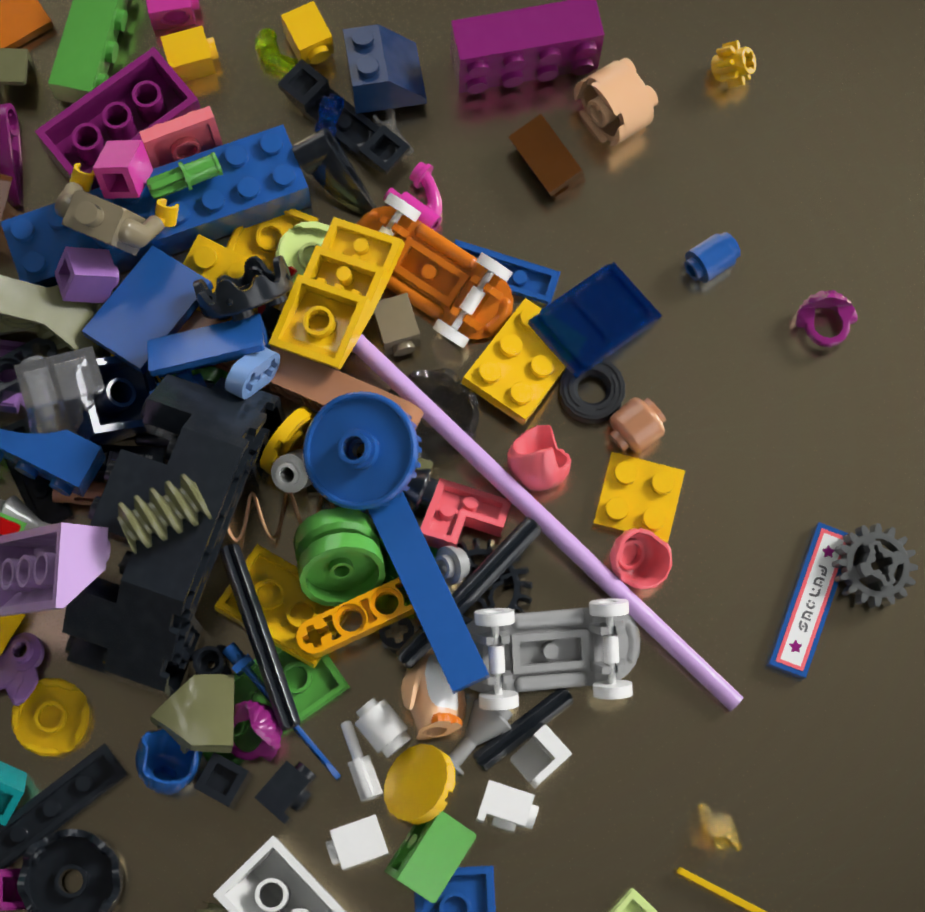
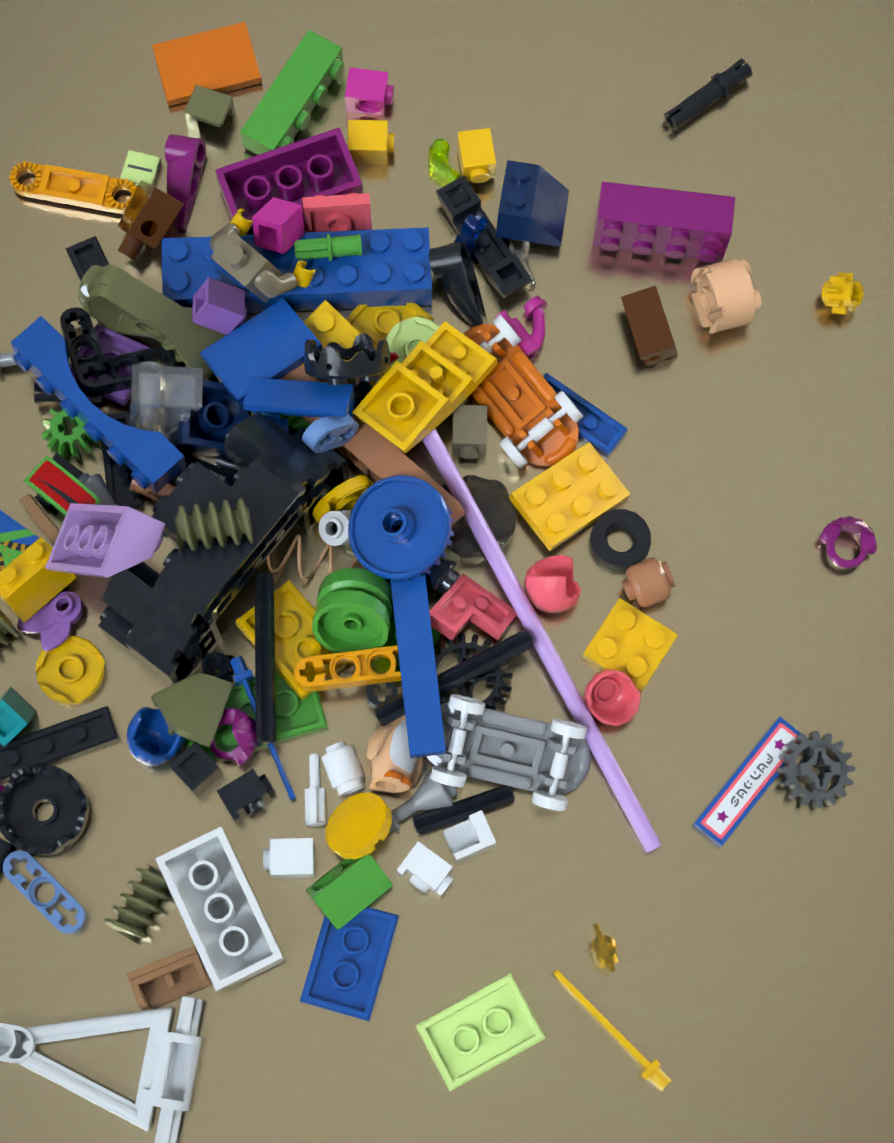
camera: 20 degrees right, 0 degrees up
(453, 564) = (447, 649): light grey plate -> none
(594, 319) = (643, 479): clear blue piece -> none
(712, 257) = (765, 457): blue brick -> none

